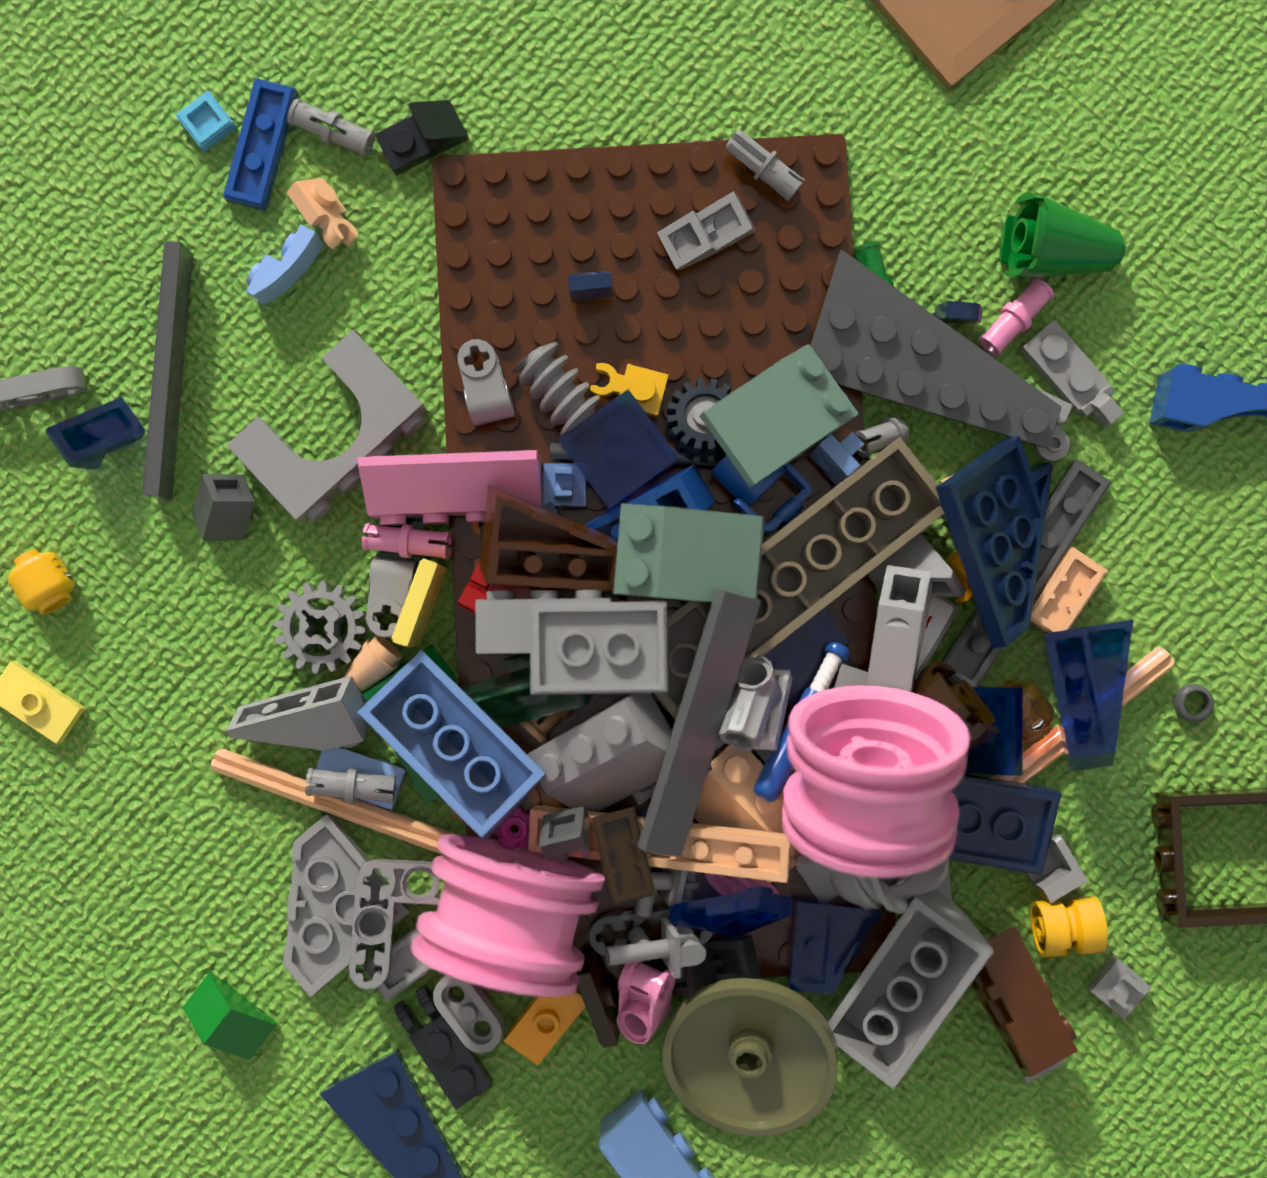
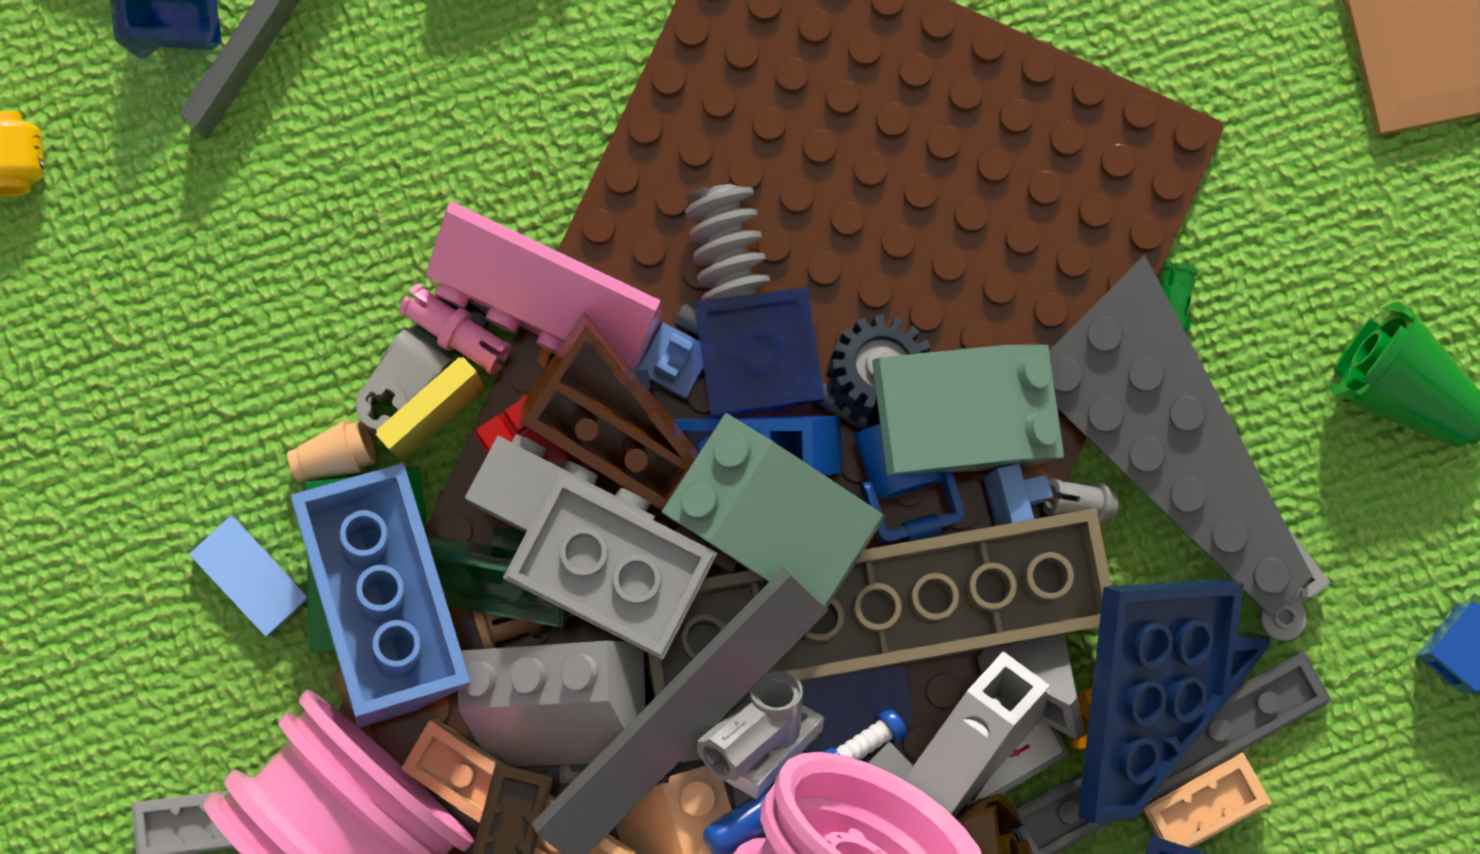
camera: 25 degrees right, 5 degrees down
(223, 507) = (262, 178): dark grey panel -> none
(306, 638) = (275, 381): light grey gear -> none
(307, 718) = (228, 475): light grey slope -> none
(308, 485) = (376, 205): light grey arch -> none
(323, 904) = (138, 714): light grey plate -> none
(350, 785) = (235, 580): light grey pin -> none
(359, 812) = (196, 584): light nougat axle -> none
(395, 891) = (219, 733): light grey beam -> none
(485, 390) = (641, 202): light grey piece -> none
(520, 839) = (387, 746): dark pink plate -> none
(565, 834) = (455, 767): dark grey tile -> none
(590, 286) = (828, 145): dark blue tile -> none
(644, 384) = (829, 291): yellow plate -> none
(706, 232) = (999, 153): light grey slope -> none
(765, 165) = (1108, 111): light grey axle -> none
(959, 312) = (1251, 403): dark blue tile -> none
(1016, 317) = (1317, 444): bright pink pin -> none
(1071, 374) = (1350, 546): light grey hinge -> none

